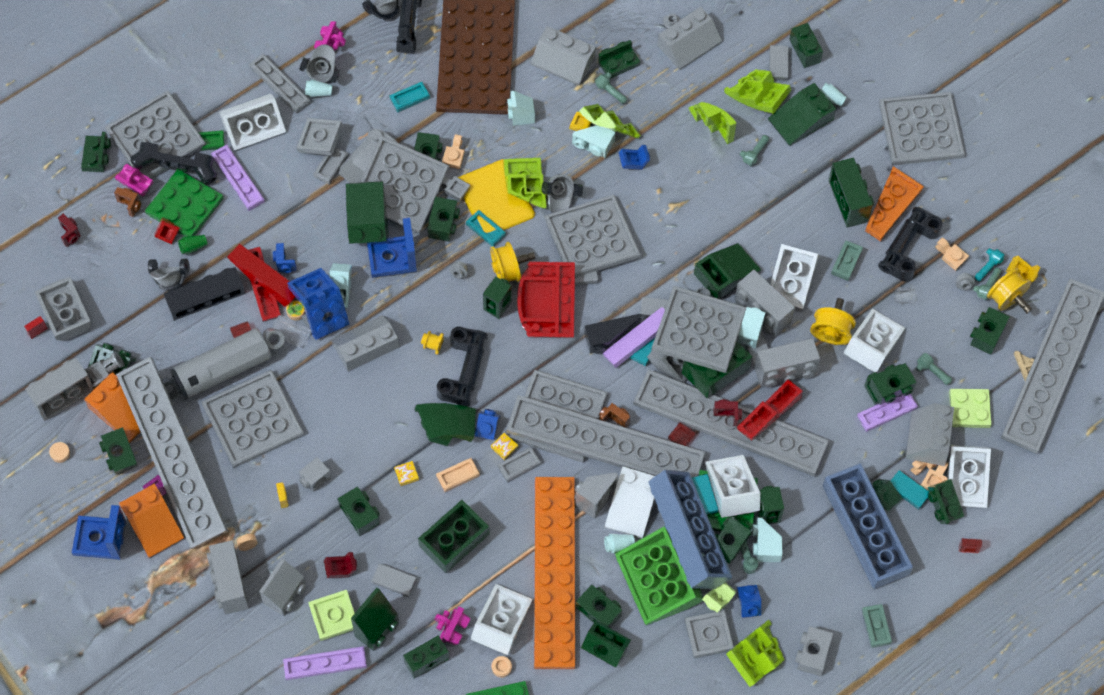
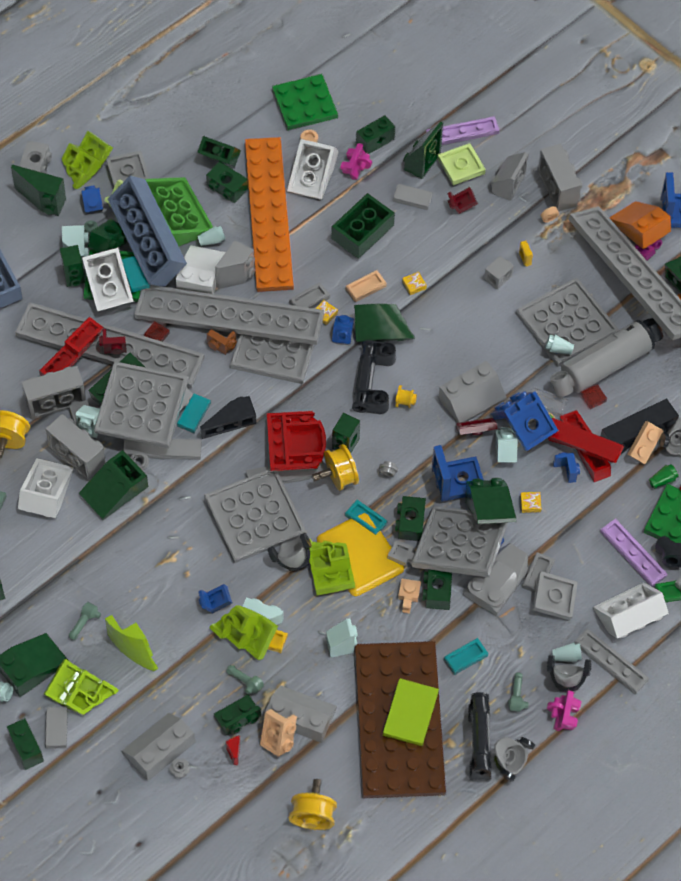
camera: 175 degrees right, 5 degrees down
(203, 271) = (645, 442): none -> light nougat plate
(269, 381) = (559, 345): none -> light aqua cone
(325, 231) = (530, 502): none -> yellow tile
(362, 521) = (453, 245): dark green brick -> none
(366, 306) = (476, 427): none -> plate
(371, 52) = (516, 702): none -> sand green piece
(466, 43) = (410, 712): none -> lime tile
(584, 30) = (278, 732): none -> light nougat bracket
(624, 30) = (233, 749): none -> red slope
(634, 339) = (201, 413): lavender tile -> none
(808, 604) = (41, 189): none -> dark green slope

